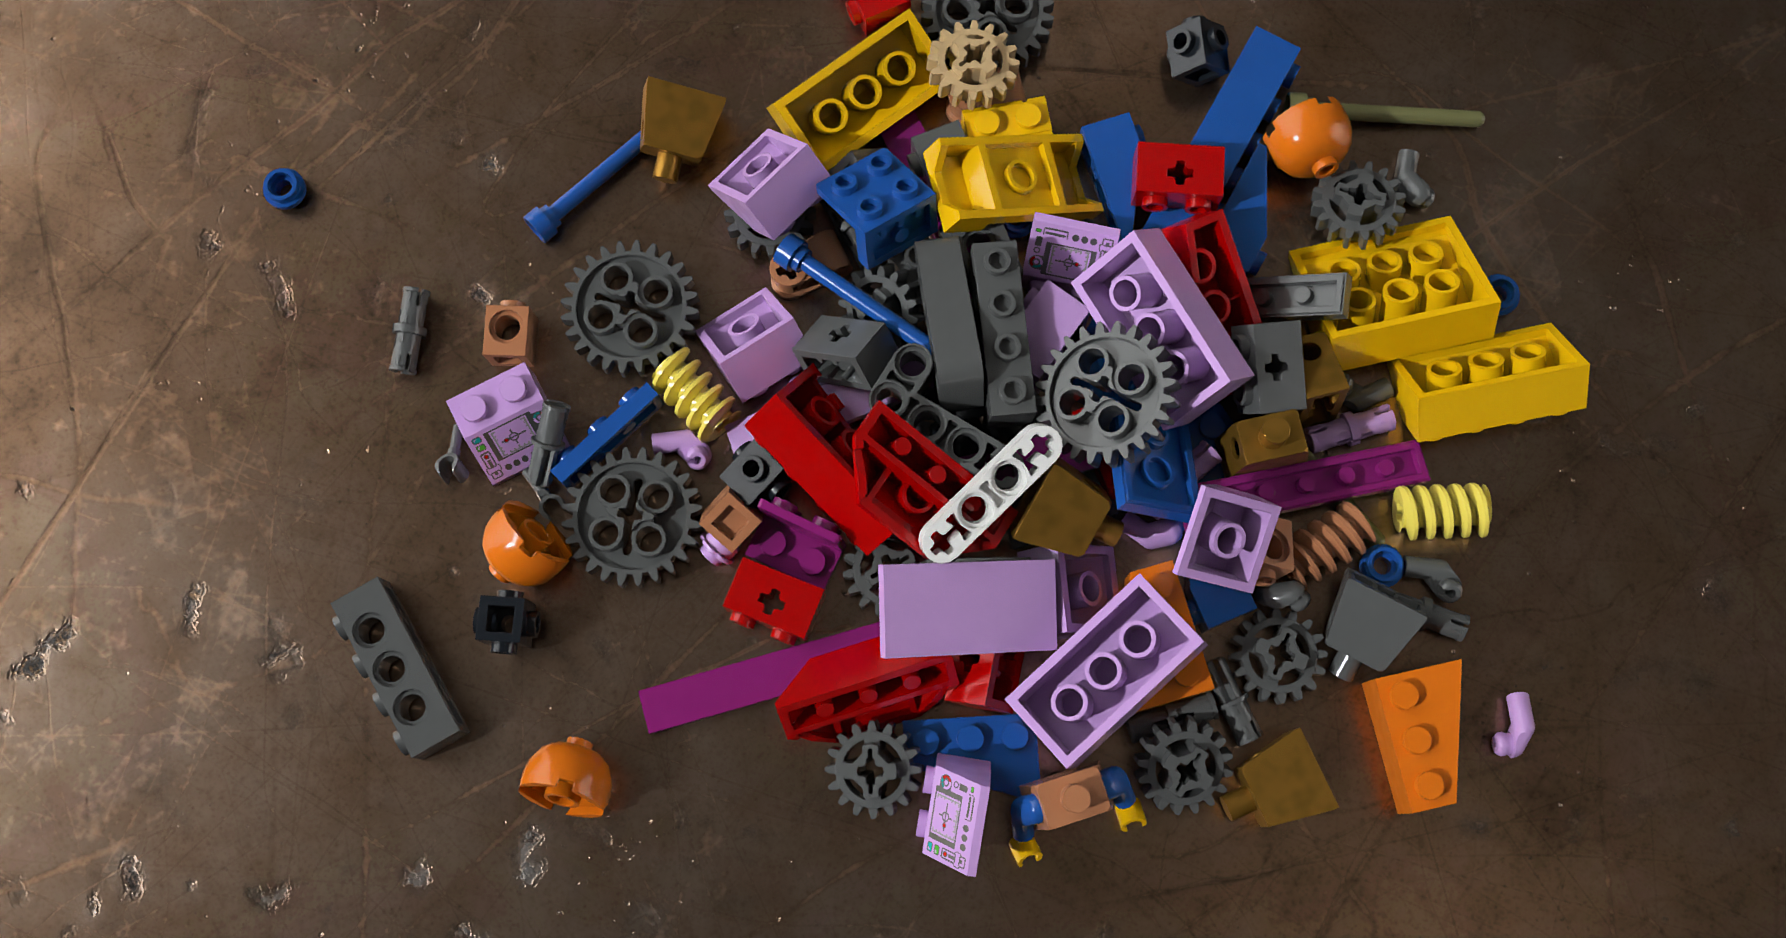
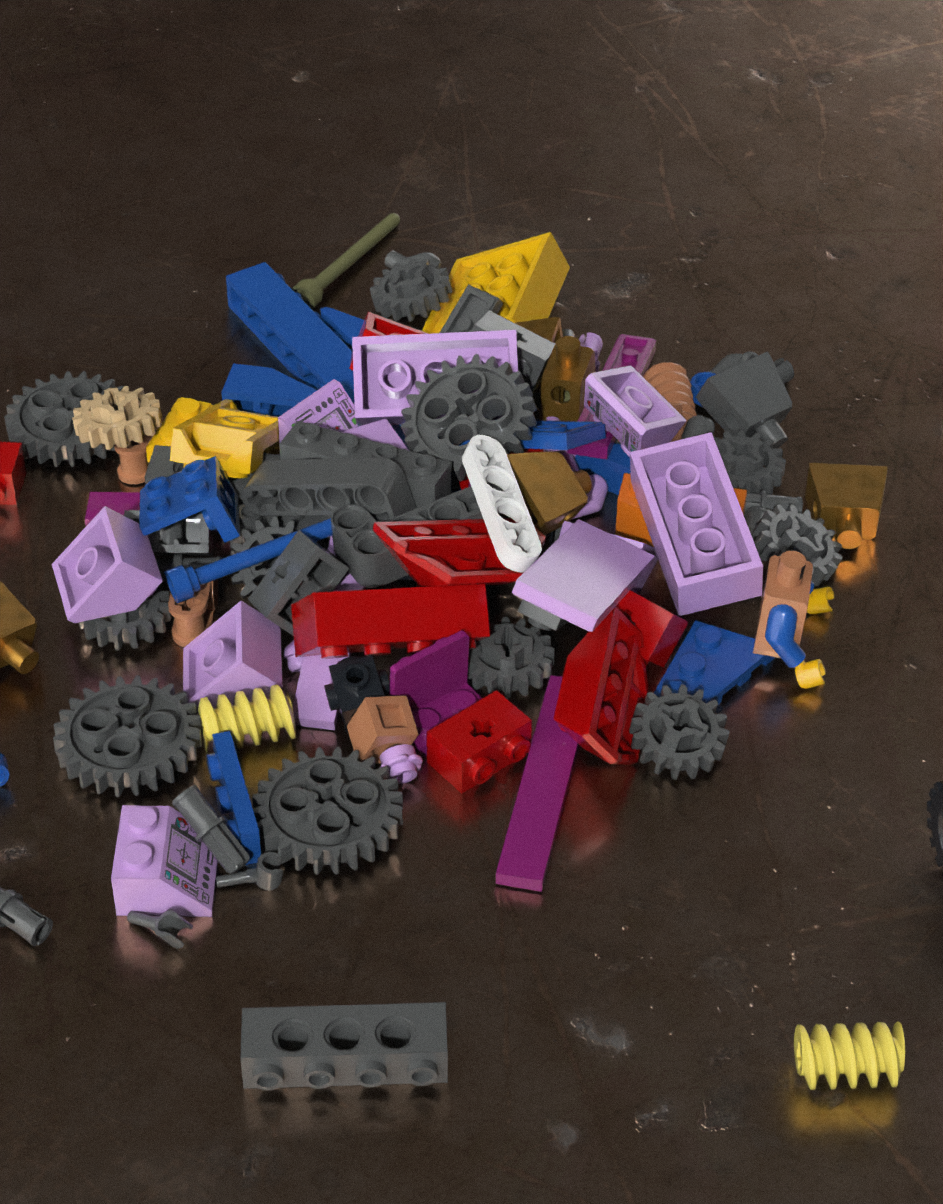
camera: 65 degrees left, 35 degrees down
(491, 618) = (361, 932): black brick -> none
(515, 350) = (79, 829): nougat brick -> none
(521, 546) = (296, 890): orange cylinder -> none
(569, 777) = (552, 945): orange cylinder -> none
(685, 444) = (288, 748): lavender arm -> none
(859, 91) = (61, 494): yellow slope -> none
(956, 811) = (756, 675): lavender slope -> none
(1198, 51) = (214, 317): black brick -> none
(1198, 169) = (312, 346): red brick -> none
(1310, 139) = (344, 279): orange cylinder -> none
(1418, 733) = (854, 415): orange wedge -> none
(1442, 508) = (687, 335): light yellow piece -> none
(1490, 383) = (606, 279): yellow slope -> none
(1521, 727) = (883, 370): lavender arm -> none

